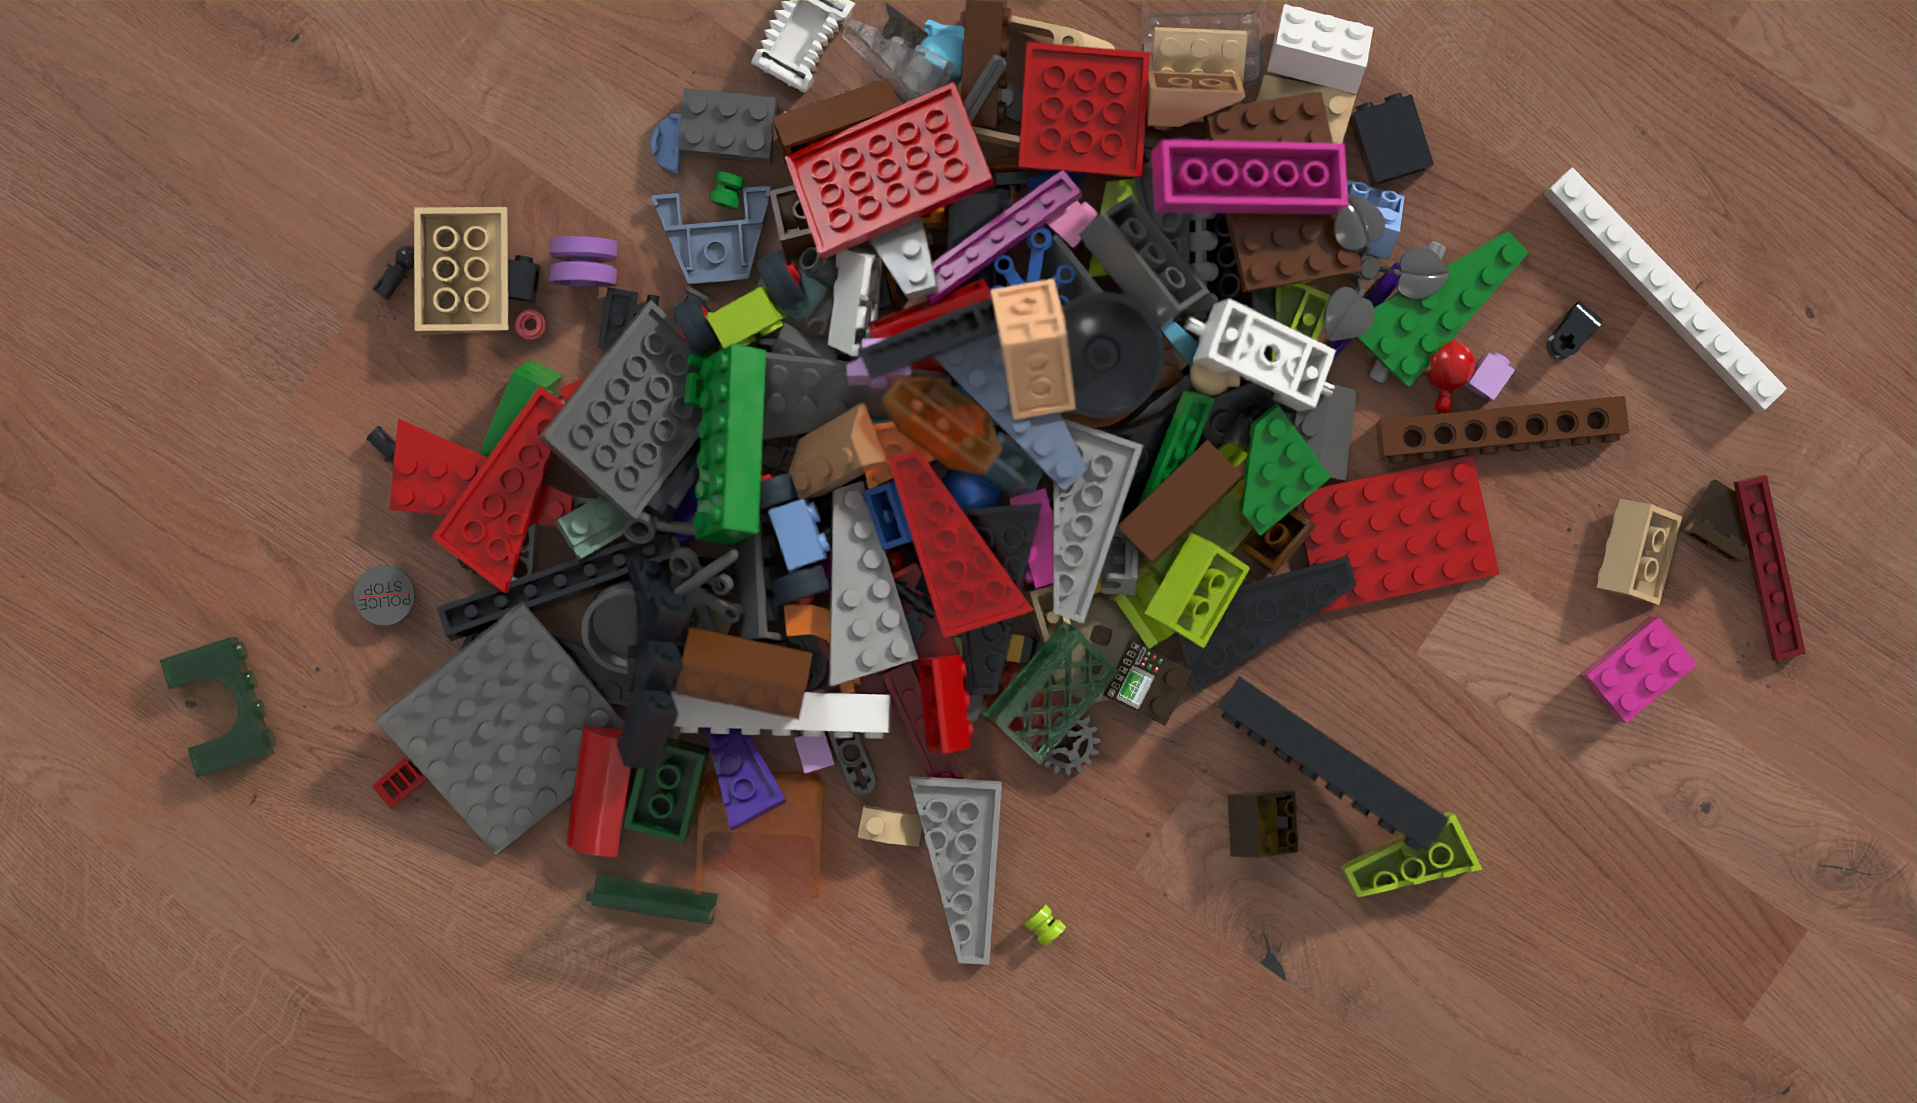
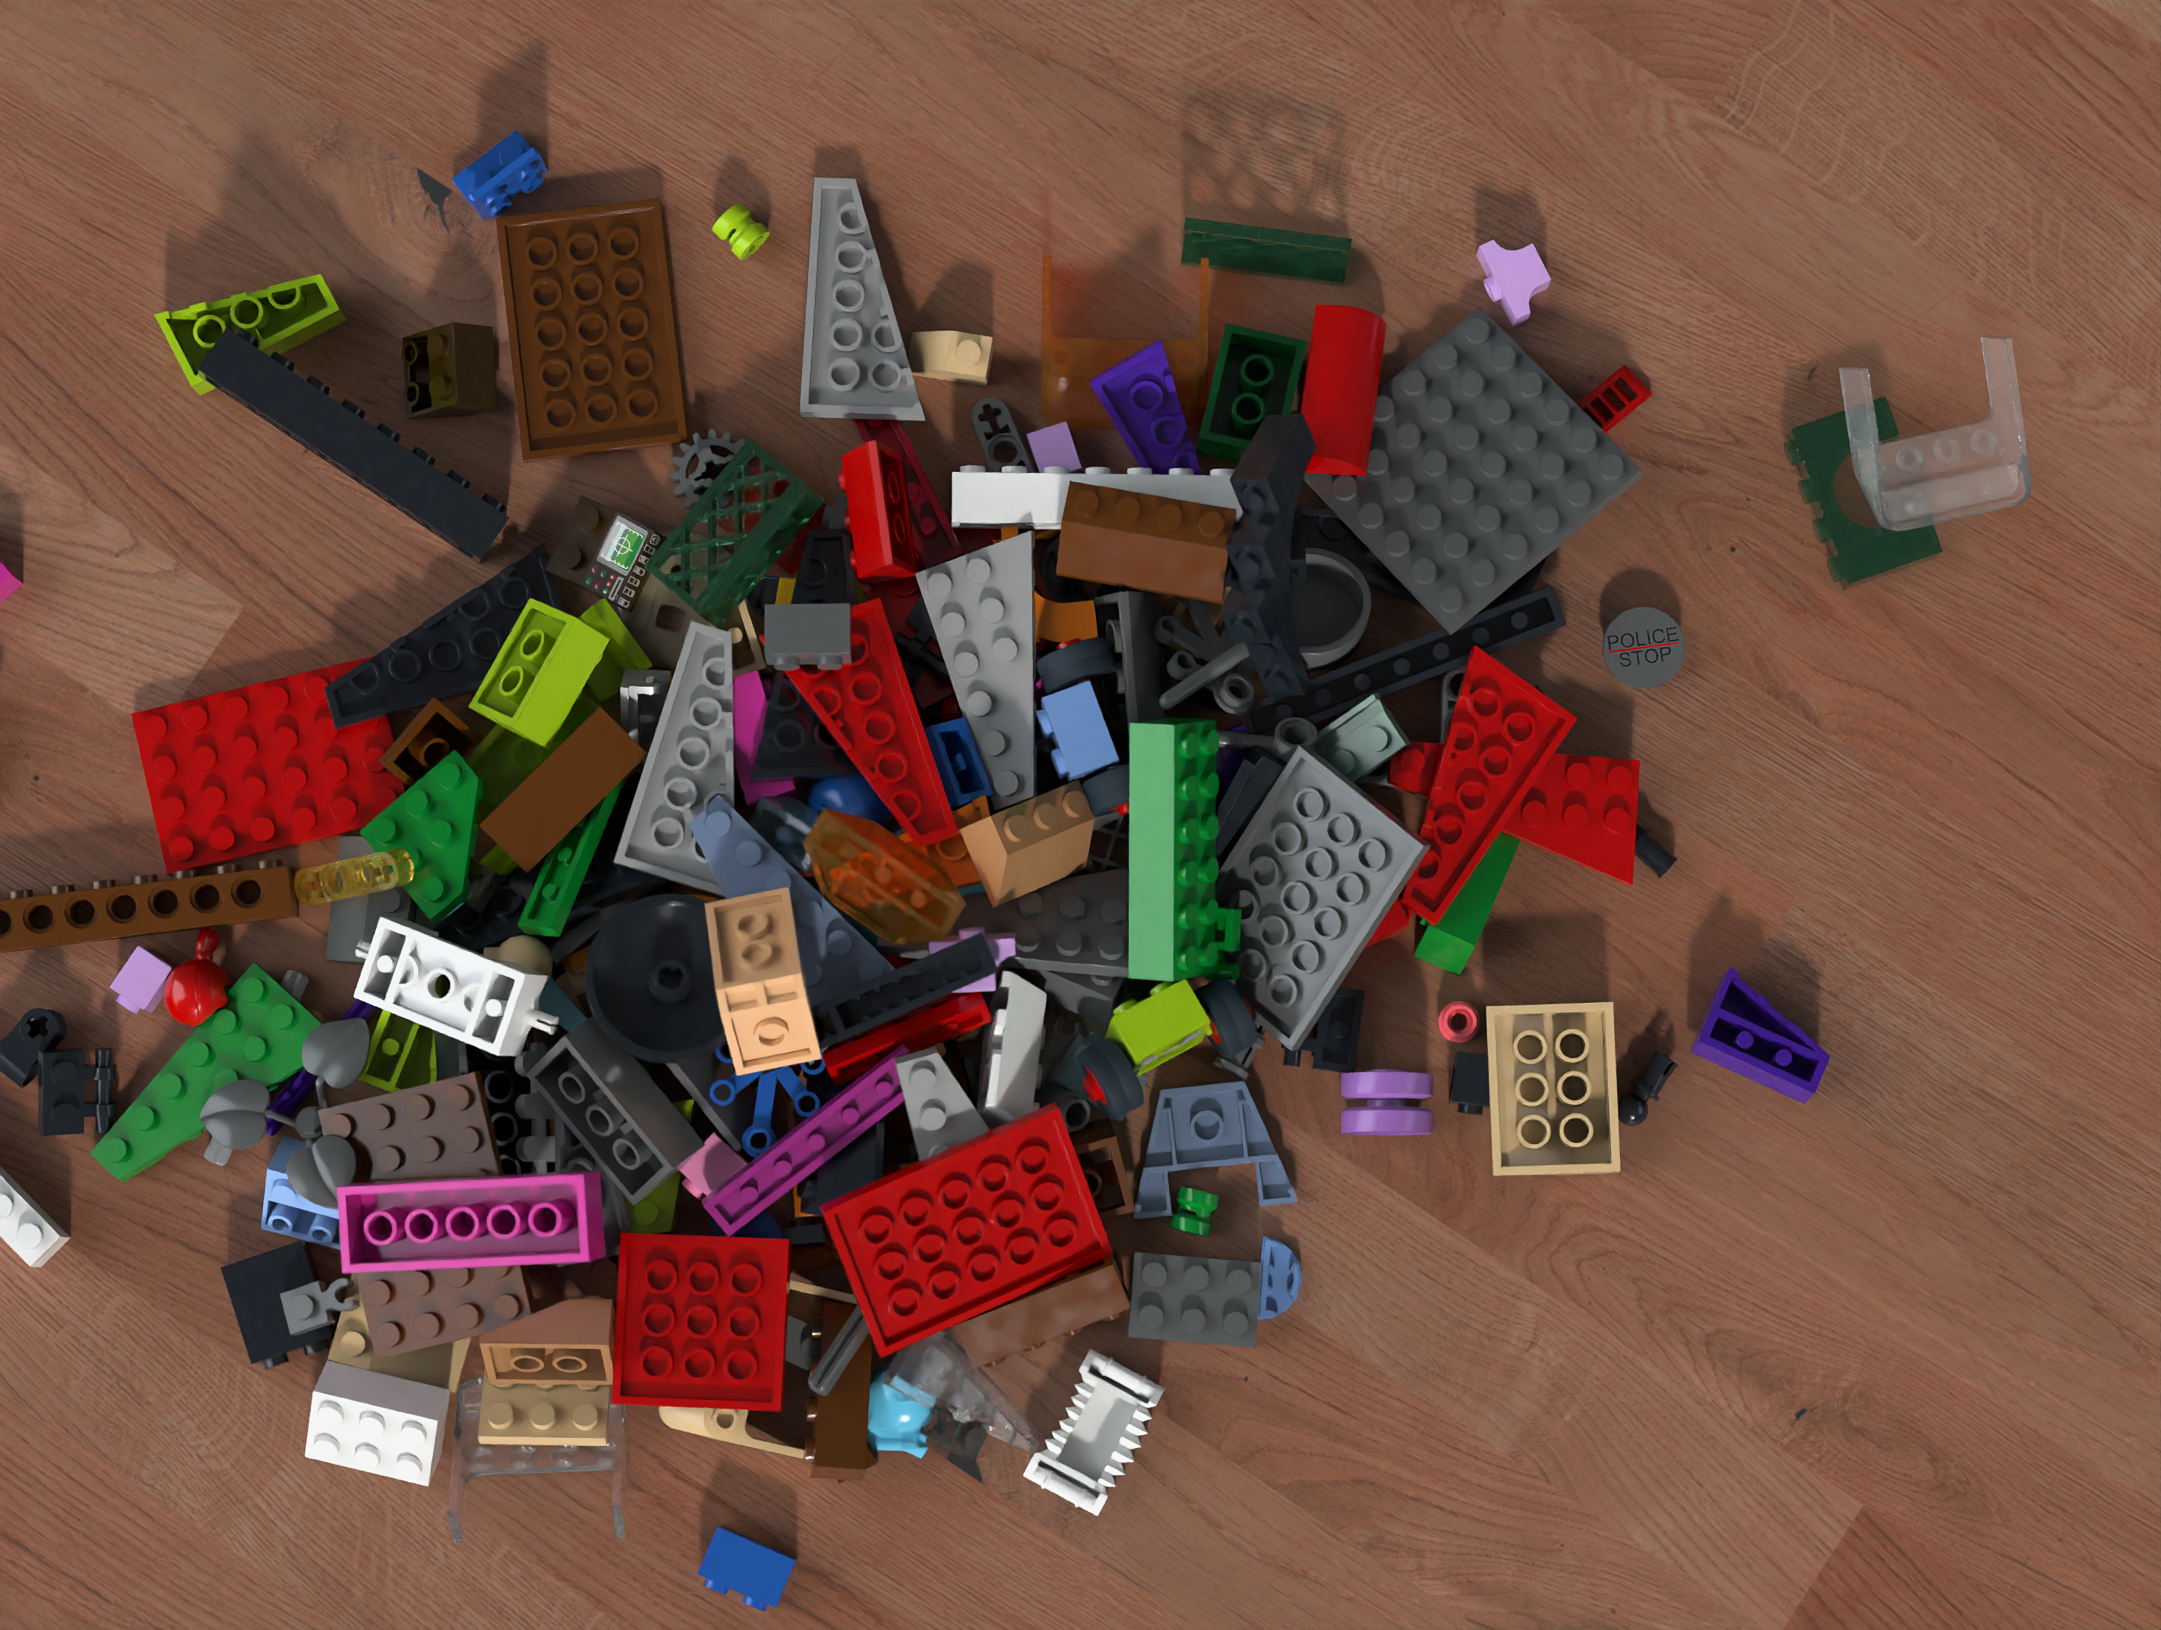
camera: 175 degrees left, 5 degrees down
(152, 720) = (1946, 470): none -> clear windscreen
(312, 302) = (1758, 1042): none -> dark purple wedge
(470, 874) = (1513, 278): none -> lavender brick
(996, 608) = (808, 635): none -> dark grey brick
(1156, 853) = (592, 330): none -> reddish brown plate
(1223, 972) = (501, 176): none -> blue bracket
(1335, 443) = (353, 877): none -> clear yellow beam
(1366, 132) = (313, 1304): none -> plate
(1549, 296) = (62, 1091): none -> black plate

